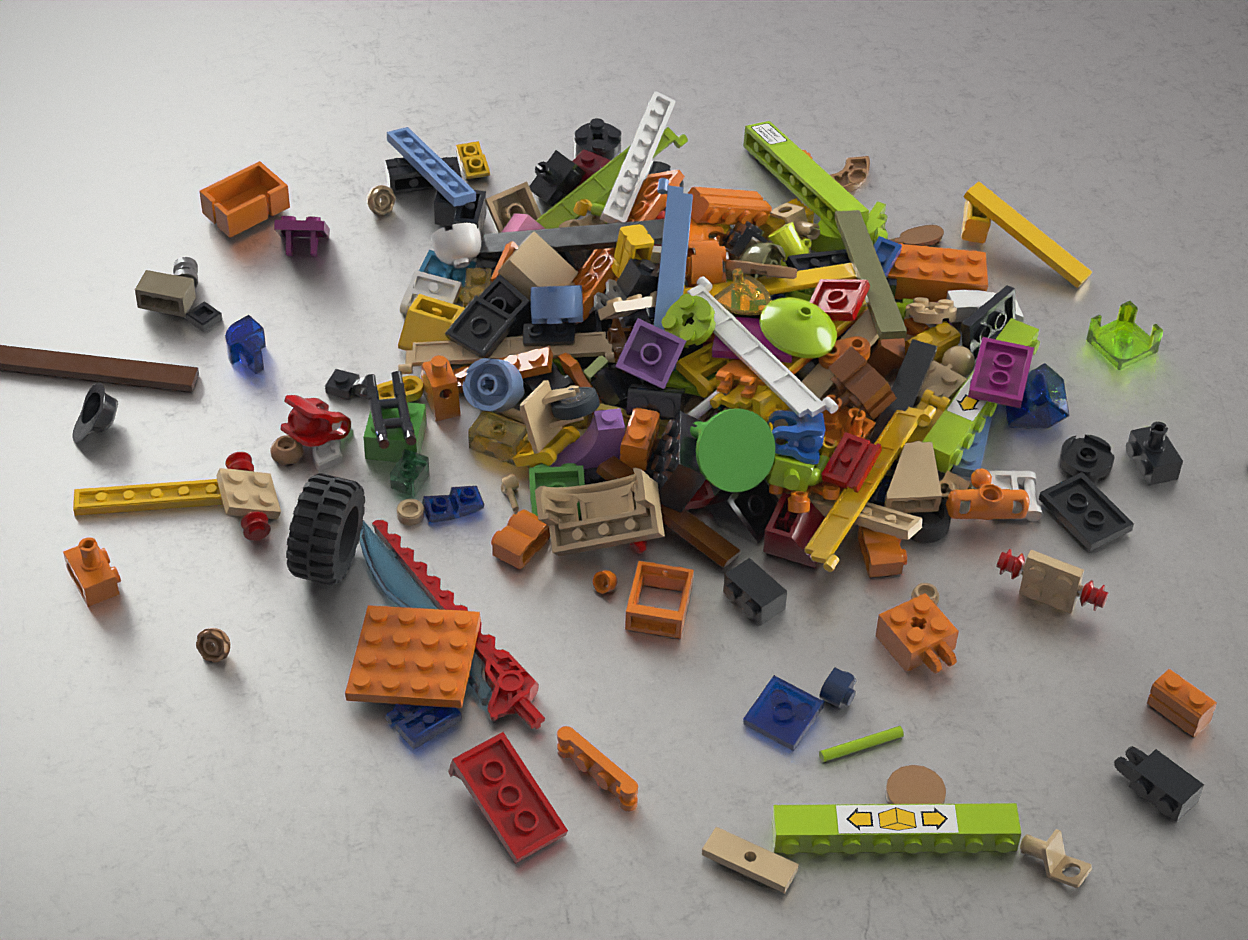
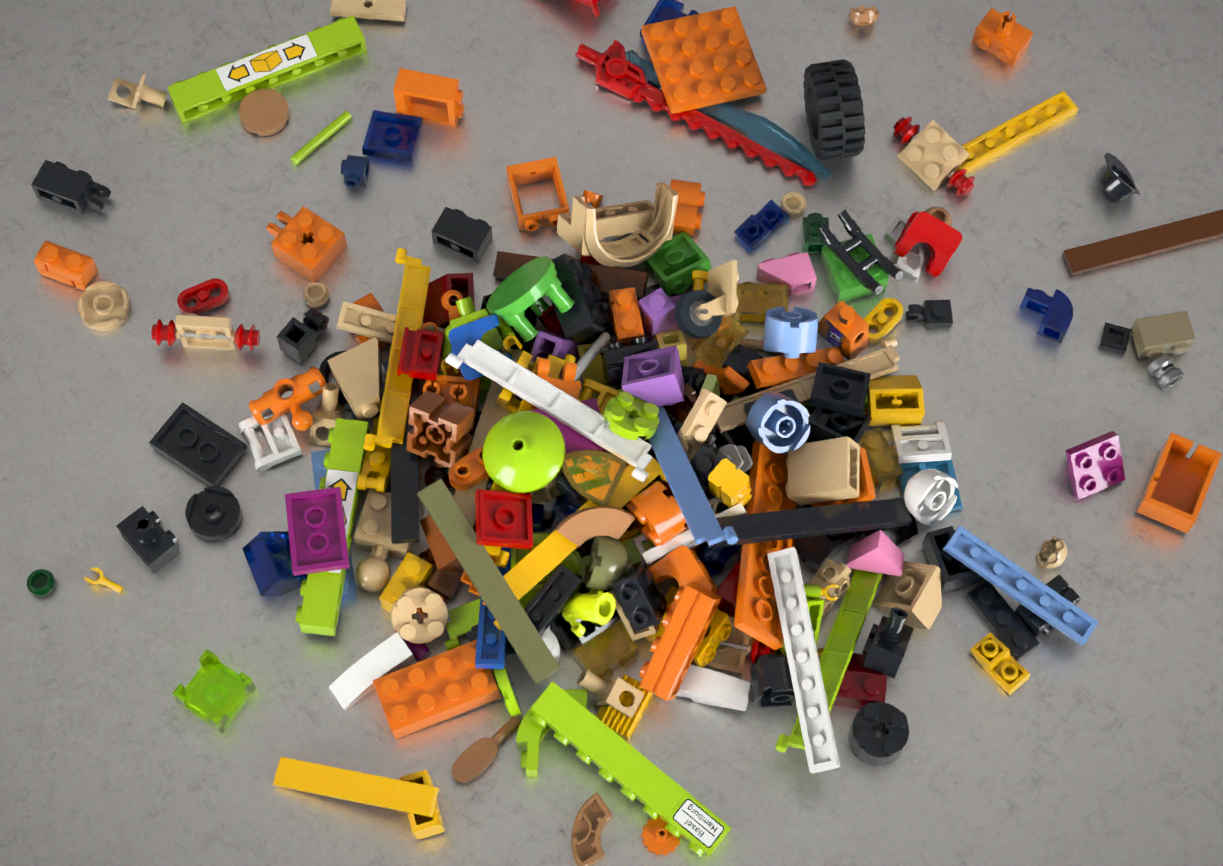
camera: 155 degrees right, 20 degrees up
(457, 451) = (791, 270): none -> bright pink slope
(509, 484) = (722, 258): tan hand -> none
(597, 765) = (514, 32): orange plate -> none
(741, 738) = (428, 96): none -> orange window
(958, 554) = (300, 338): none -> black brick
(989, 319) = (357, 627): black plate -> none
(1040, 630) = (202, 296): none -> red plate
(1145, 663) = (104, 306): none -> tan tile
(1210, 446) = (103, 580): none -> yellow hand

